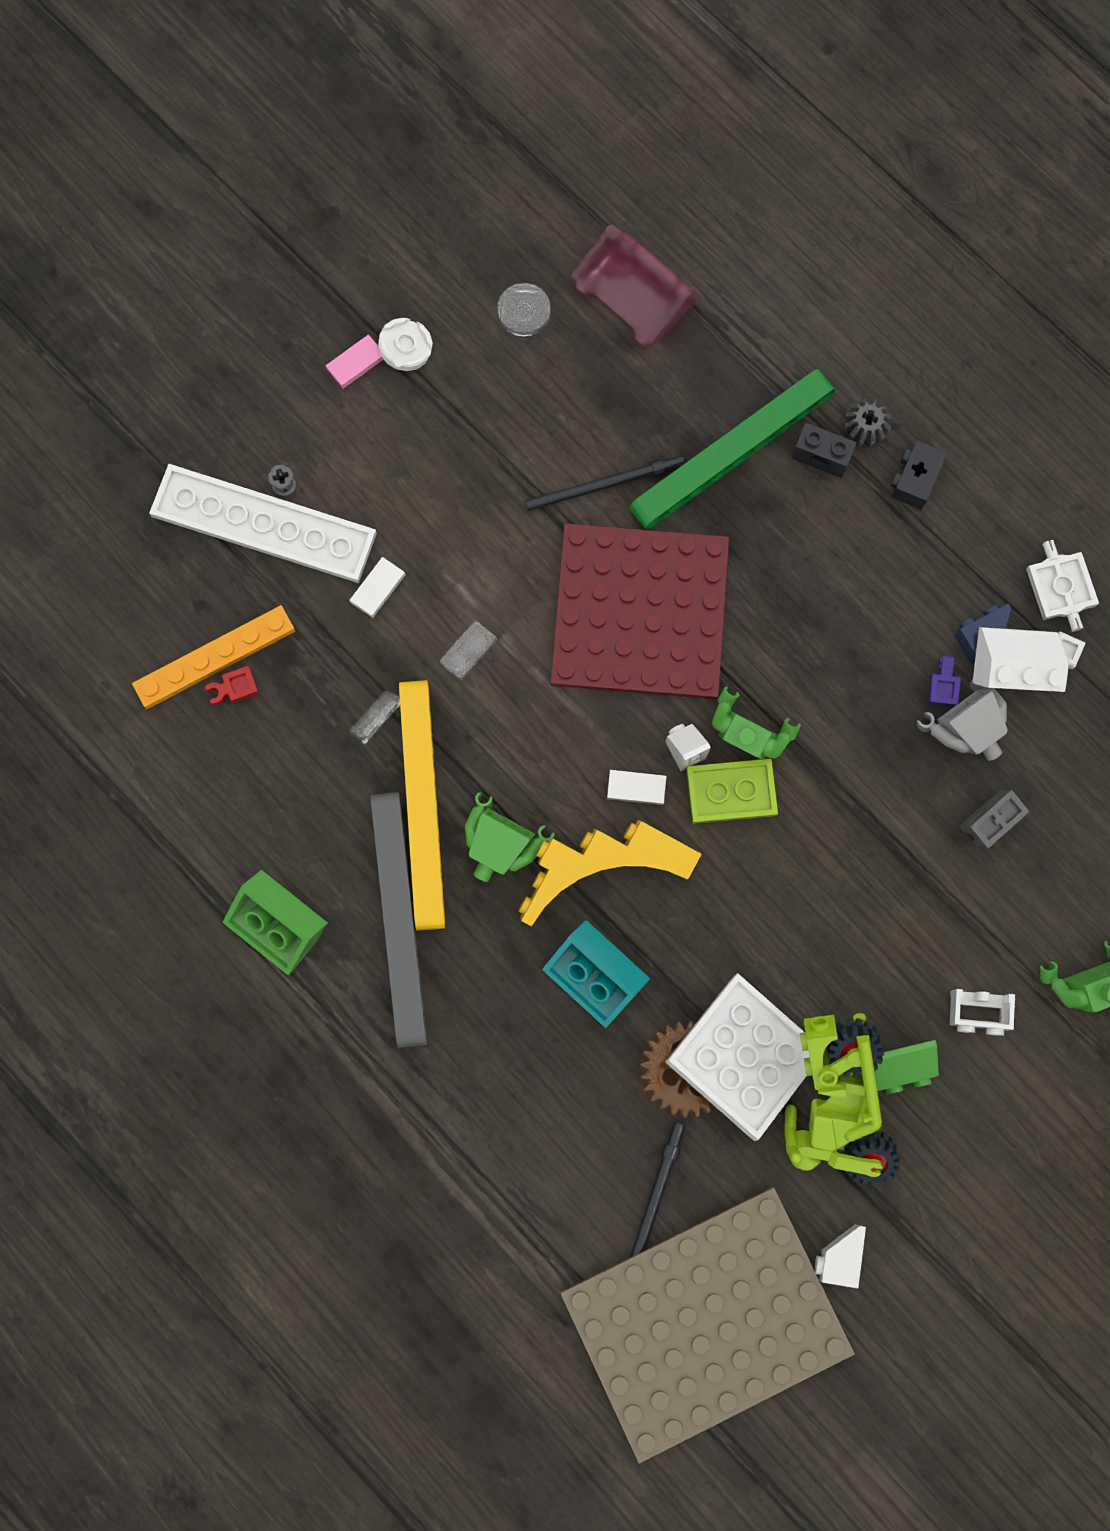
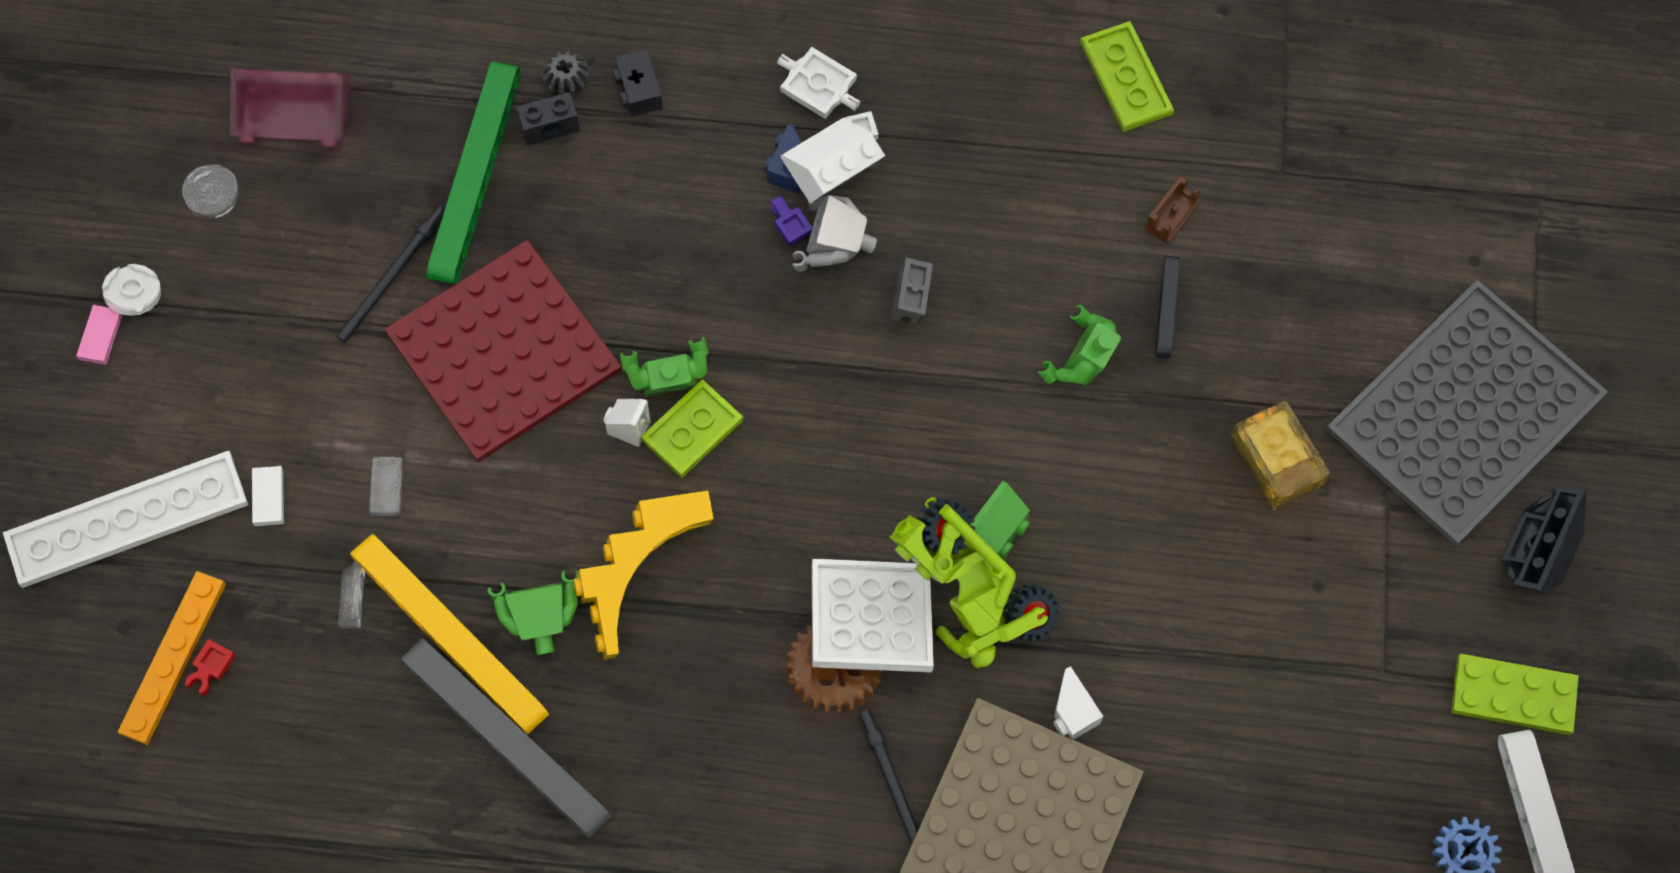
camera: 40 degrees left, 10 degrees down
(274, 479) = (116, 465): dark grey bush -> none
(274, 922) = (402, 823): bright green slope -> none
(595, 973) = (701, 651): teal slope -> none
(636, 787) = (613, 485): white tile -> none
(982, 999) = (1015, 432): white window -> none

